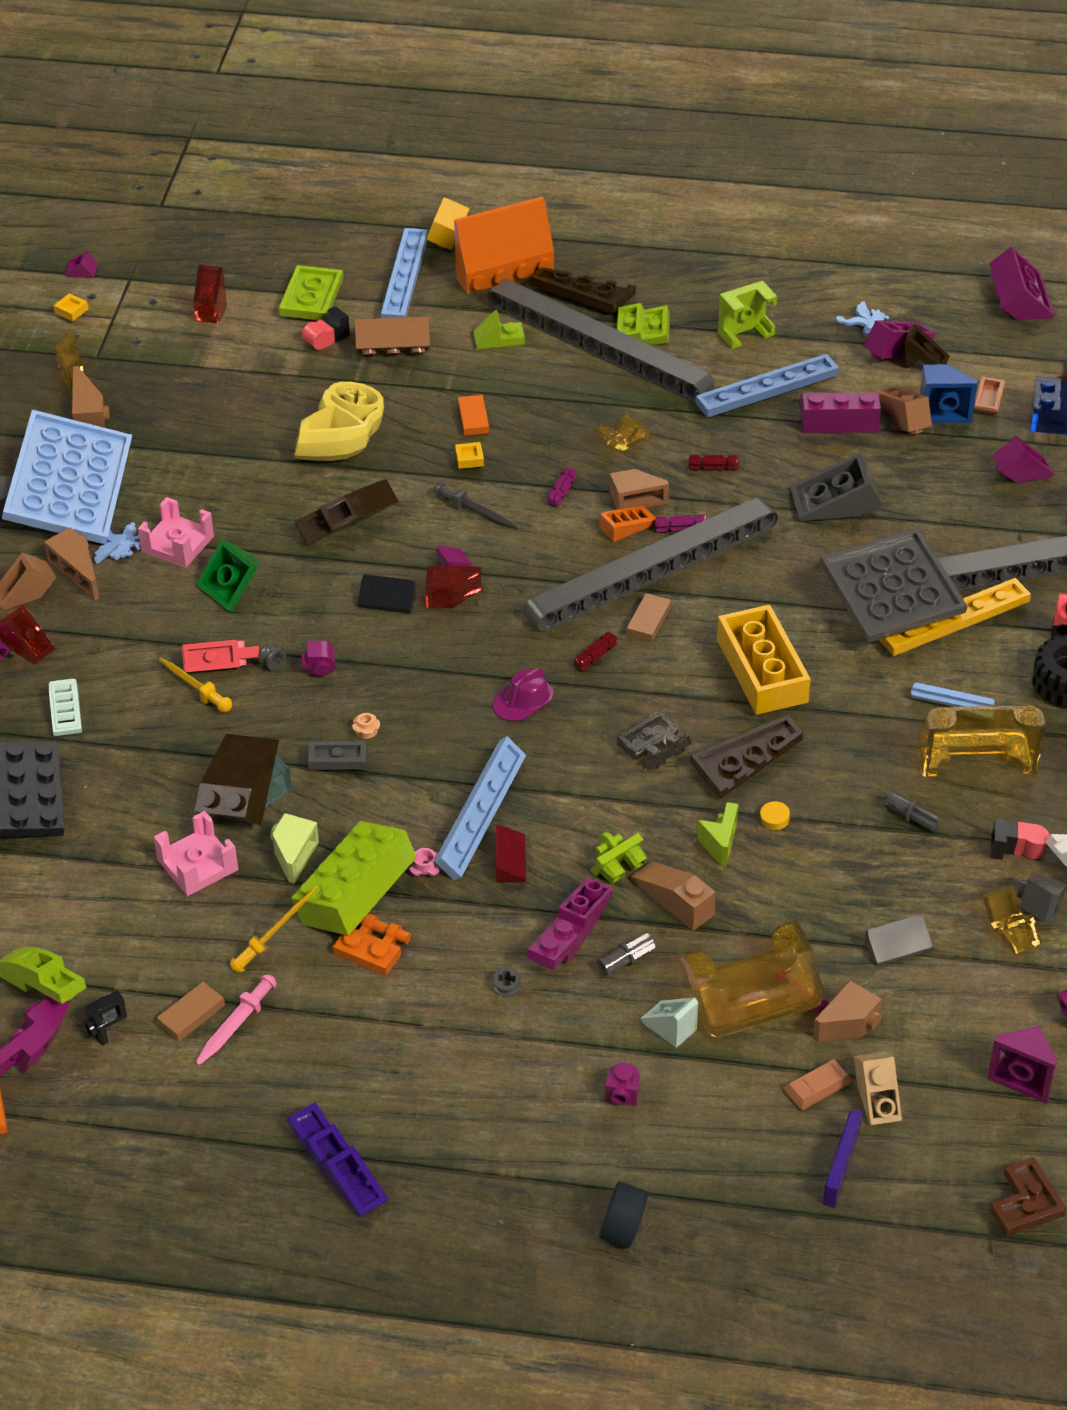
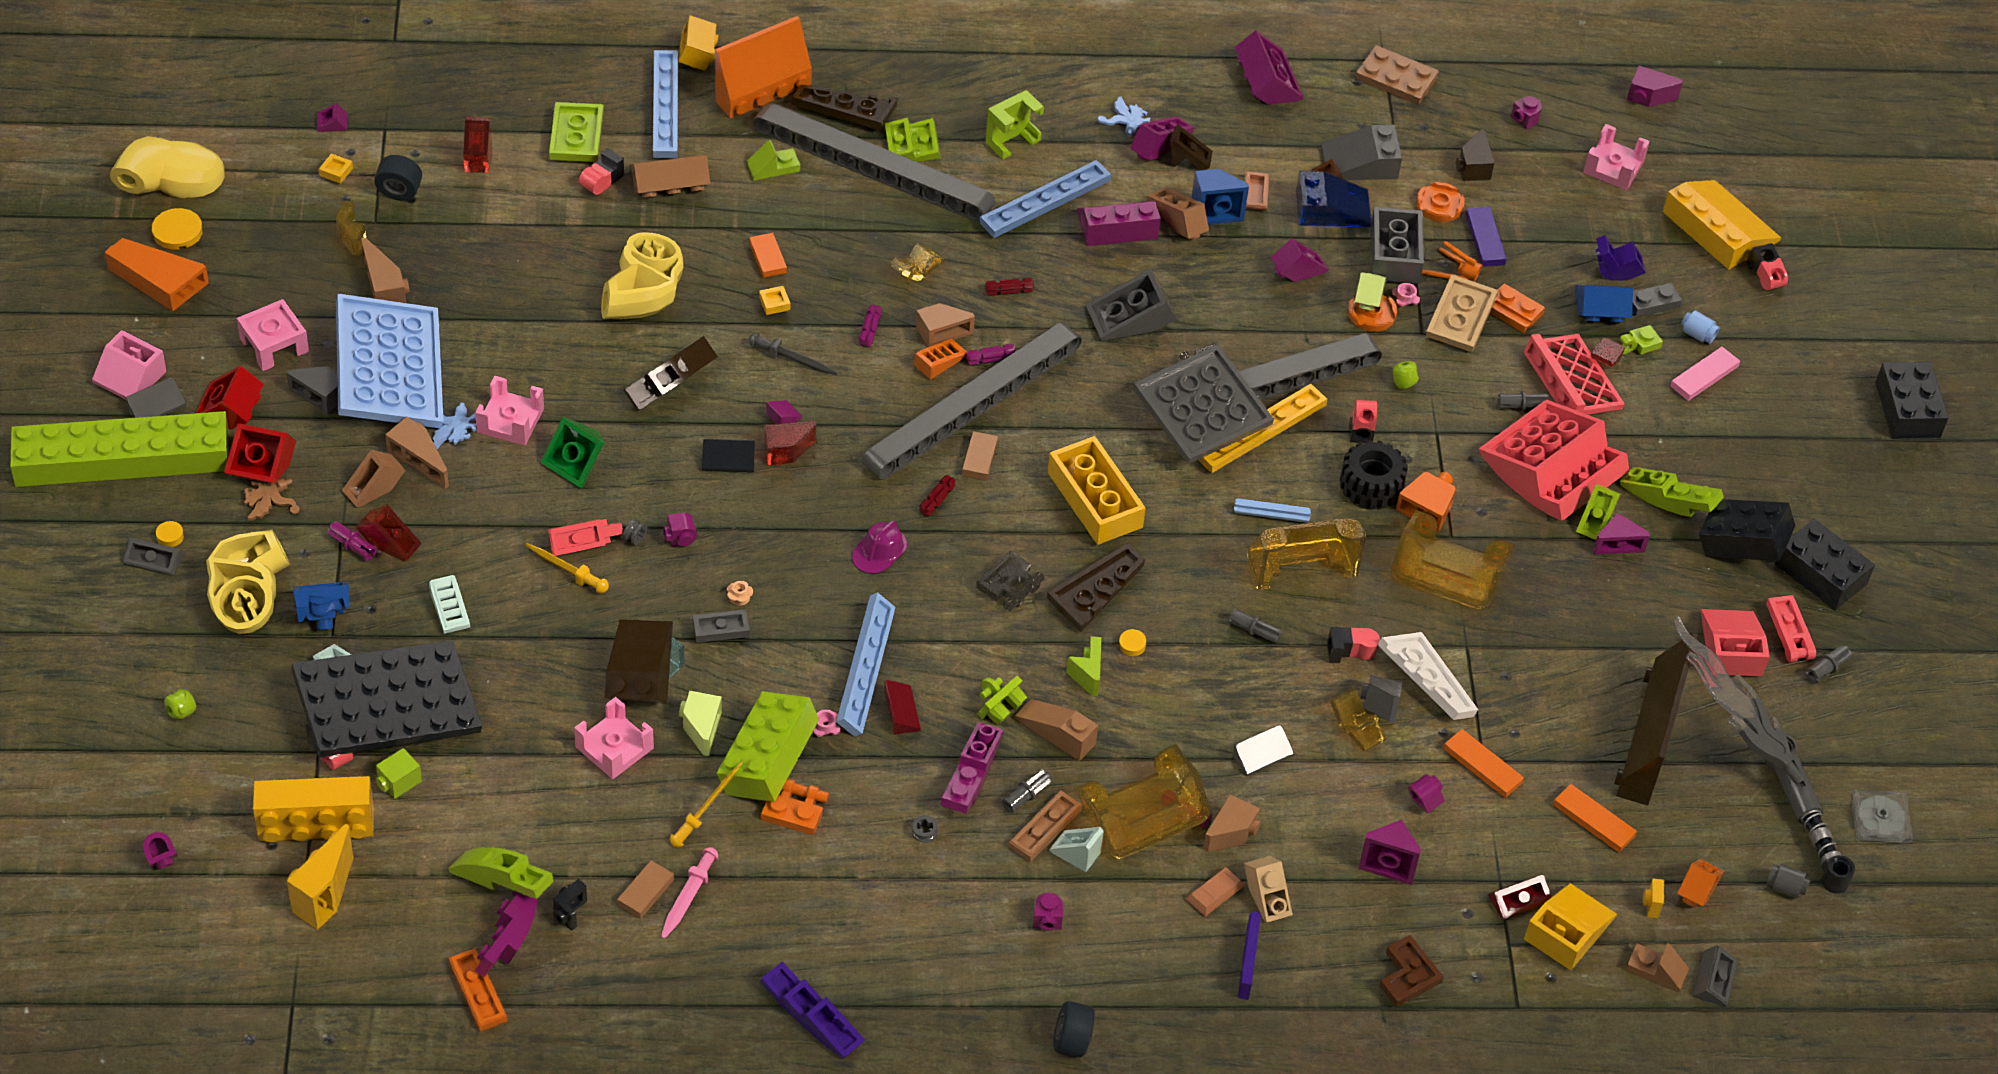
camera: 15 degrees left, 5 degrees up
(125, 317) = (398, 177): none -> black wheel
(640, 994) = (1045, 826): none -> medium nougat tile

